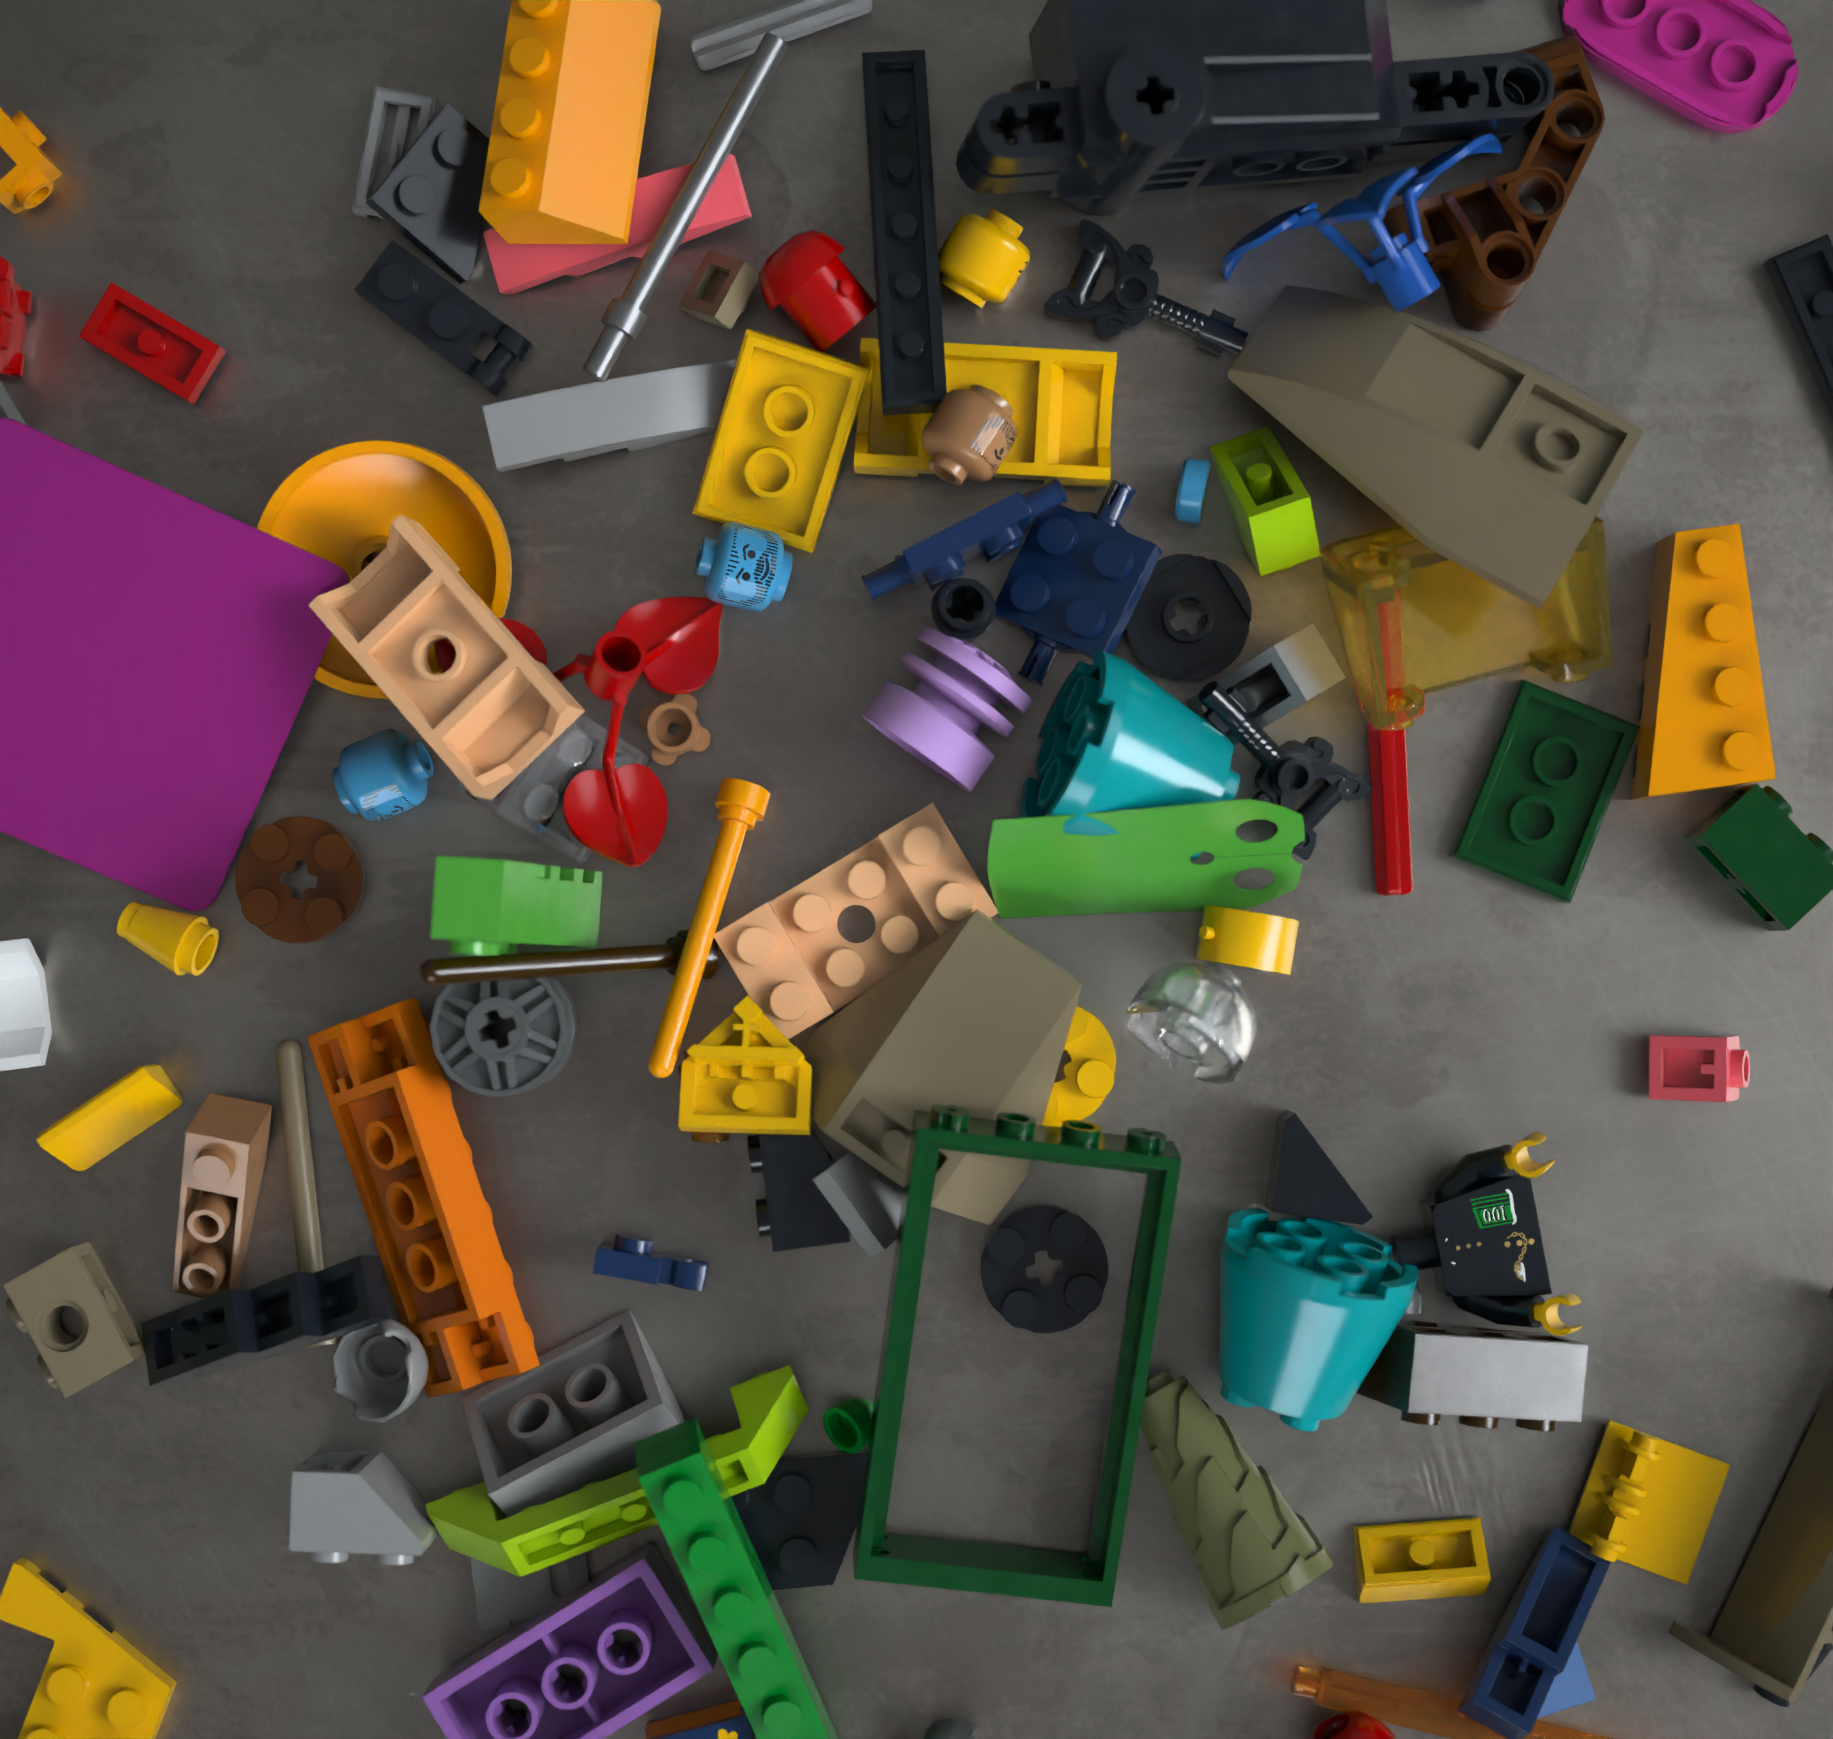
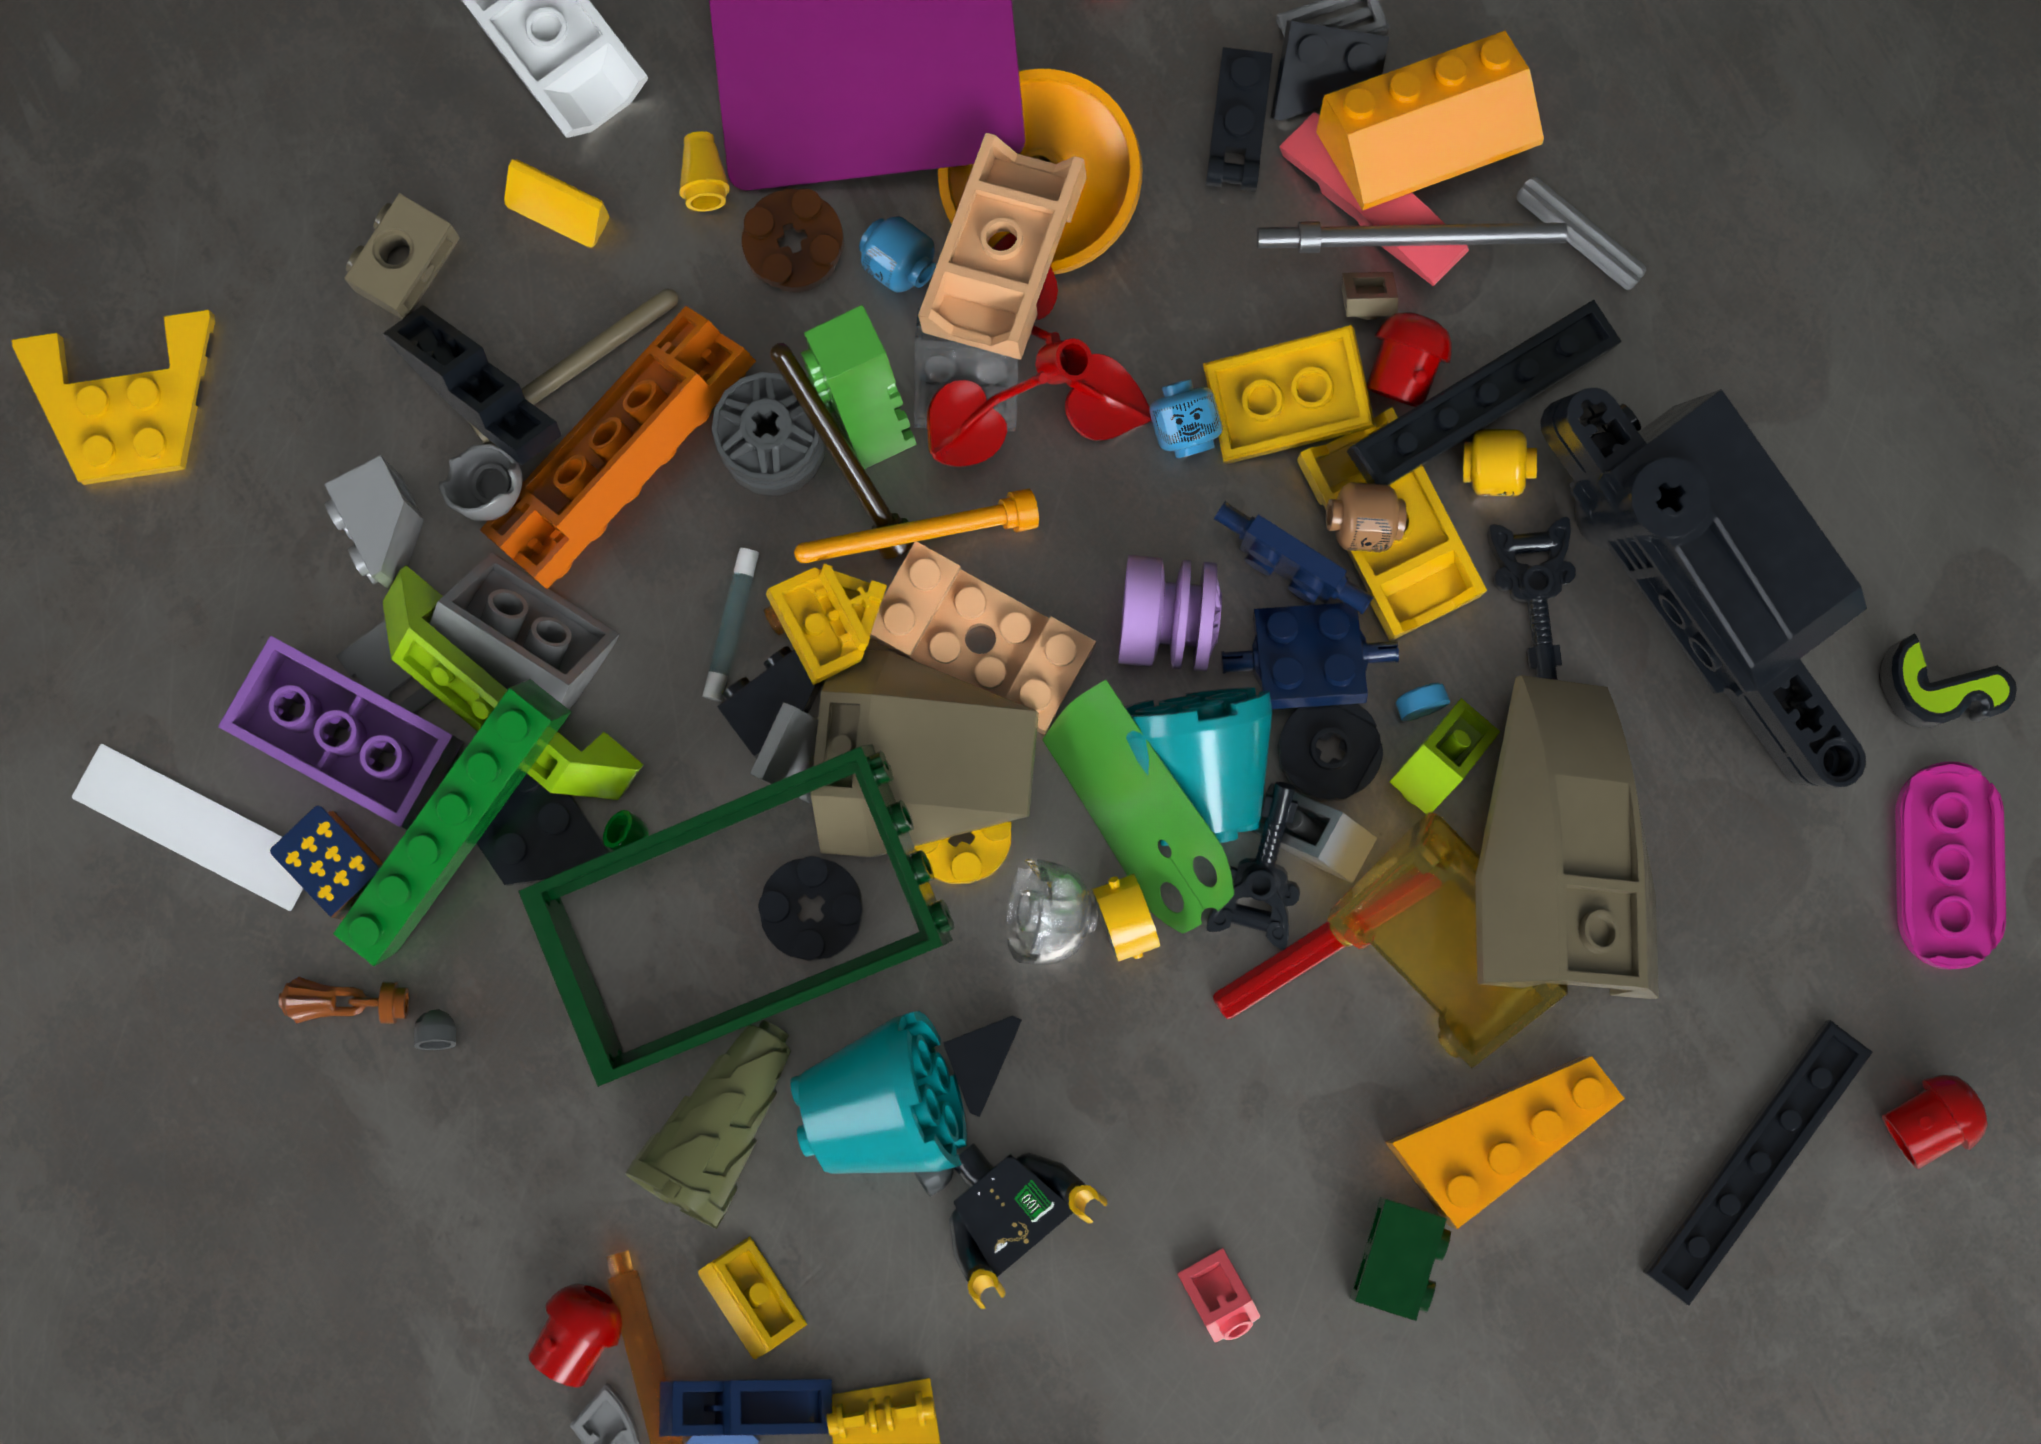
camera: 60 degrees right, 5 degrees down
(219, 1193) = (544, 305): medium nougat slope -> none
(608, 415) = (1236, 265): light grey slope -> none
(634, 1260) = (657, 615): dark blue plate -> none
(656, 723) = (1045, 421): medium nougat plate -> none
(686, 1183) = (730, 624): none -> clear light blue bar
(965, 600) = (1248, 579): black cone -> none
(1398, 263) = (1663, 747): blue plant -> none
(1479, 1376) = (907, 1257): wedge -> none
(1481, 231) = (1725, 796): reddish brown connector -> none
(1544, 791) = (1354, 1075): dark green tile -> none

